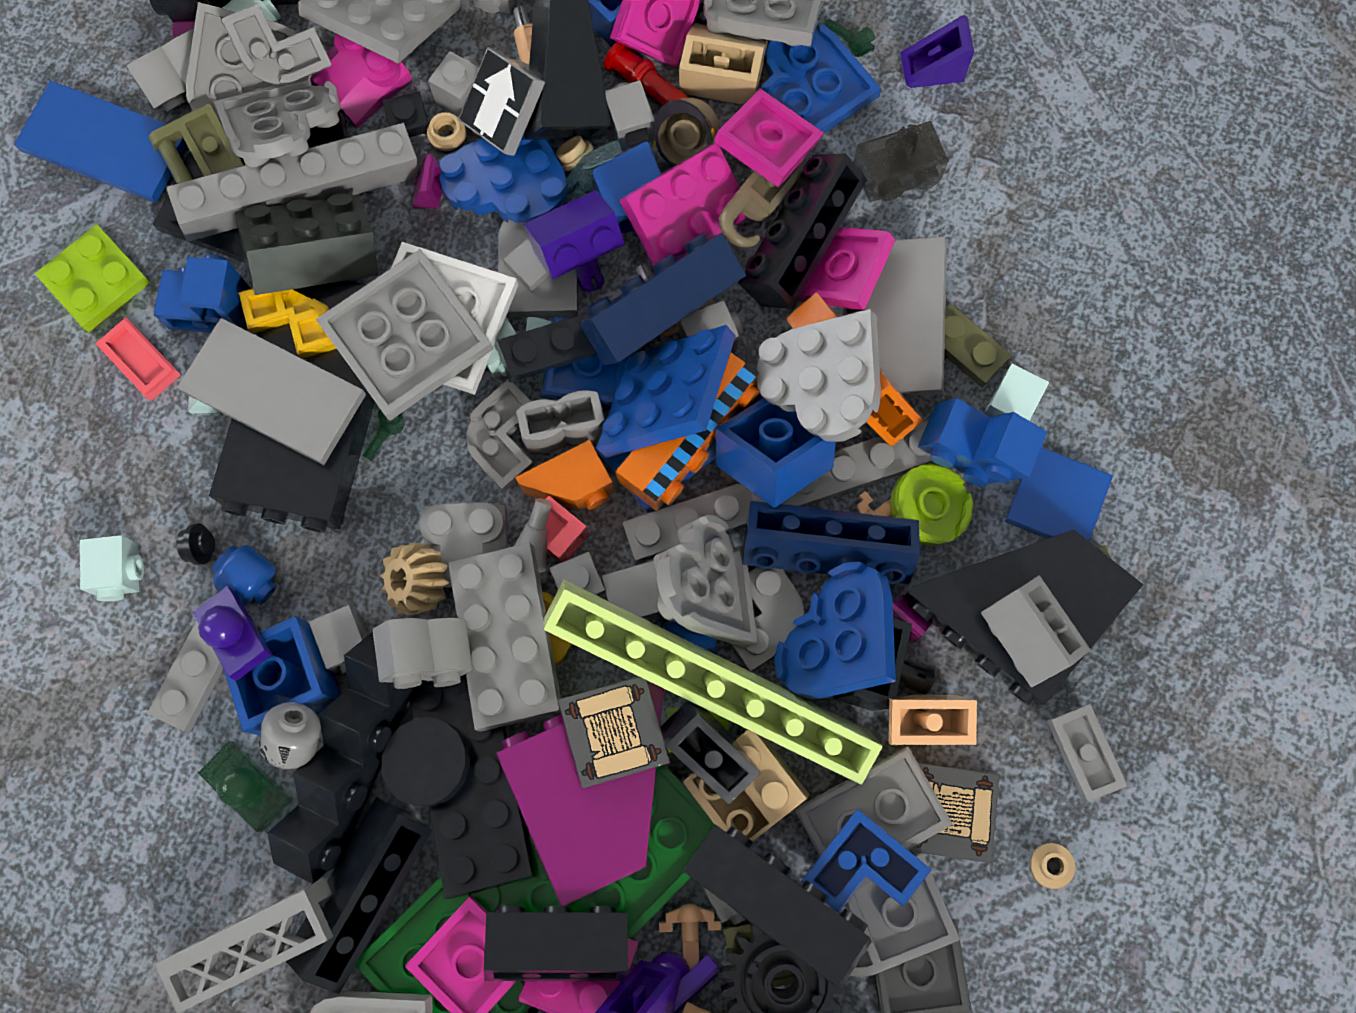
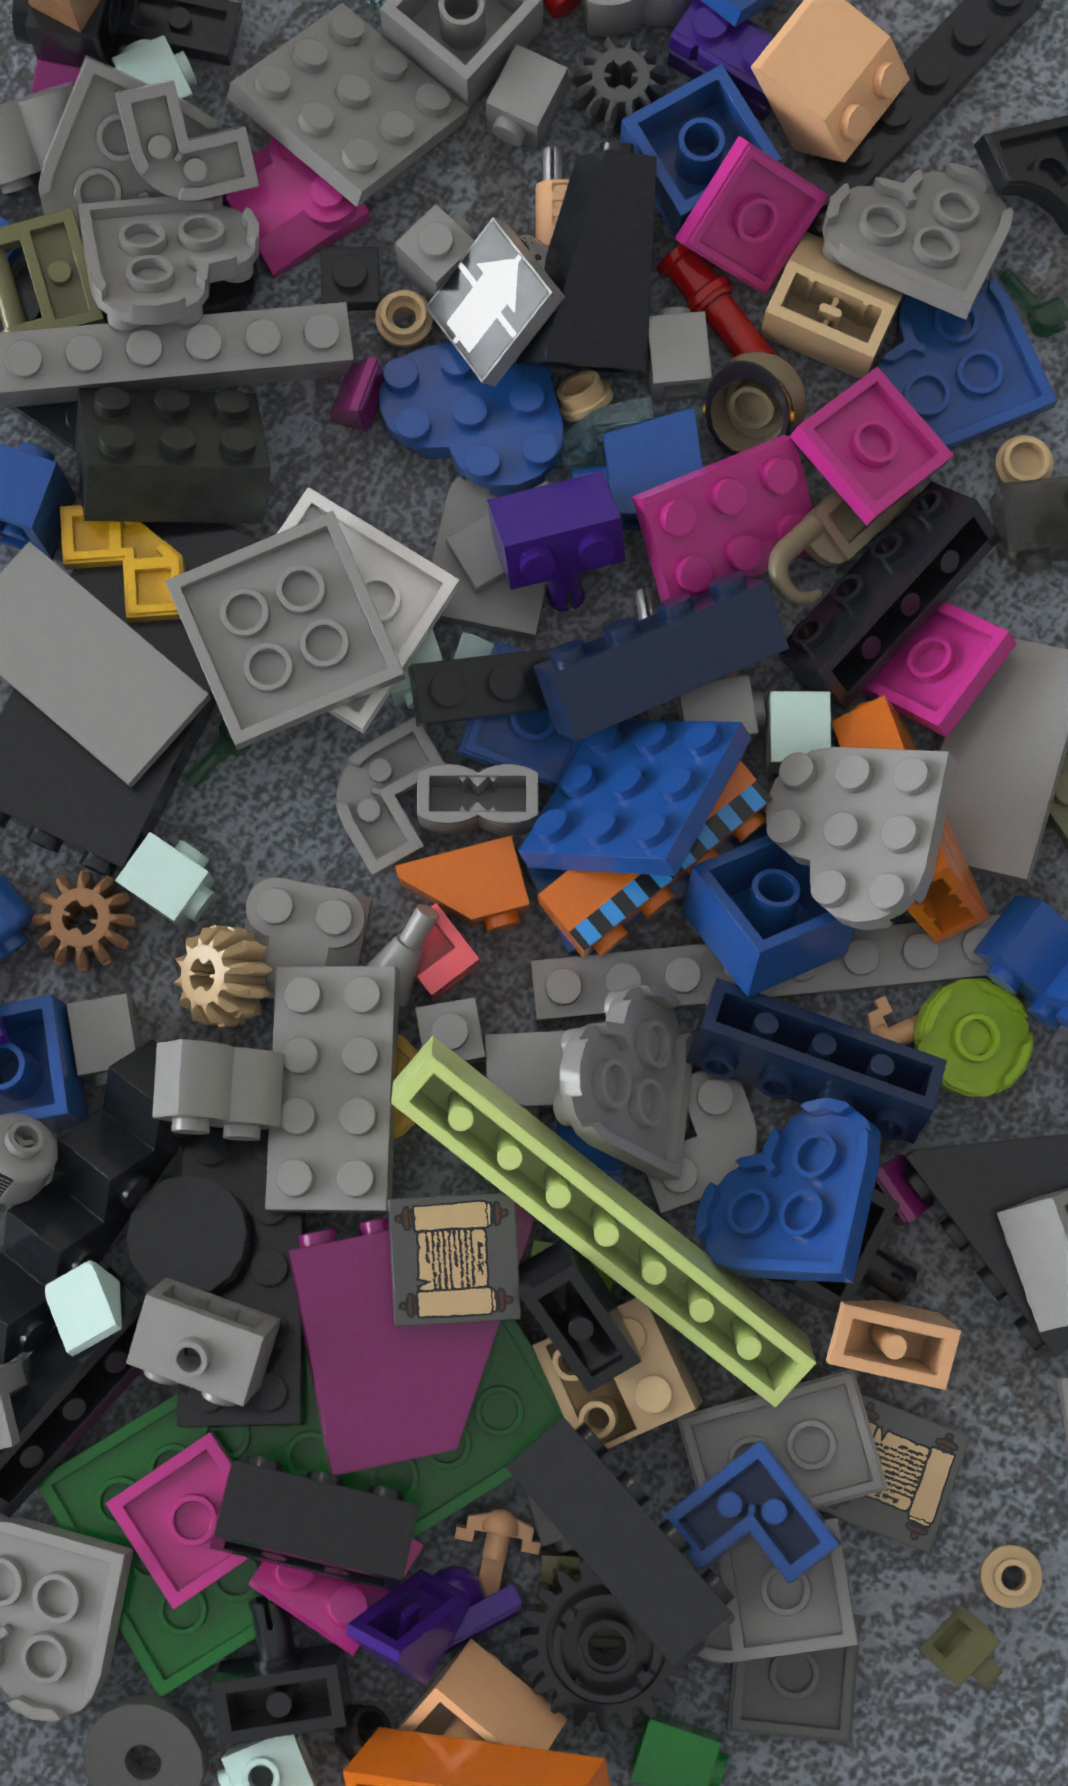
camera: 10 degrees right, 5 degrees up
(298, 574) = (96, 901): none -> medium nougat gear
(361, 827) = (85, 1306): none -> light aqua slope
(364, 523) = (169, 879): none -> light aqua brick
(449, 833) = (203, 1342): none -> light grey brick
(761, 322) = (796, 724): none -> light aqua brick
(868, 128) = (1023, 460): none -> tan plate
(1033, 925) = (963, 1649): none -> olive tile

